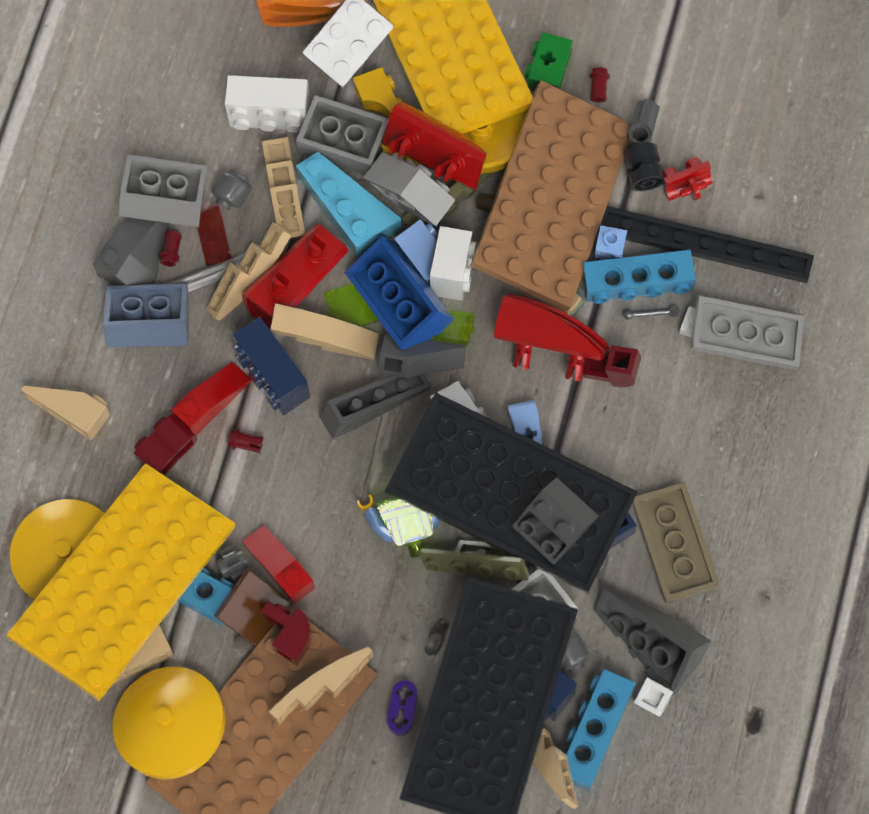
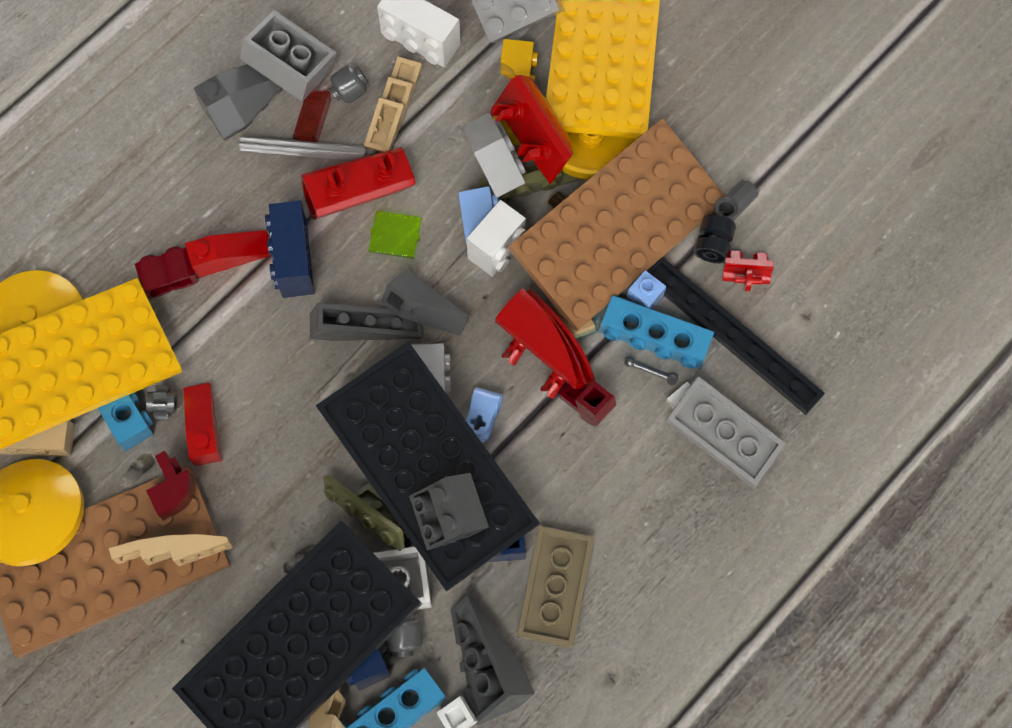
camera: 25 degrees right, 0 degrees up
(72, 408) = (111, 203): tan slope -> none
(146, 315) = (214, 154): sand blue slope -> none
(169, 254) = (266, 113): dark red pin -> none
(243, 608) = (147, 441): reddish brown tile -> none
(245, 441) = (237, 304): dark red pin -> none
(252, 267) = (310, 160): tan slope -> none
(324, 331) = (353, 242): tan slope -> none
(342, 135) = (464, 81): light grey brick -> none
(347, 205) = (440, 153): medium azure wedge -> none
(395, 706) = (228, 601): dark purple beam -> none
(398, 294) = (435, 243): blue slope -> none
(399, 523) = (320, 442): torso -> none
(458, 330) = (464, 292): clear neon green piece -> none
(549, 50) = (683, 108): green brick -> none
(599, 84) = (716, 148): dark red pin -> none

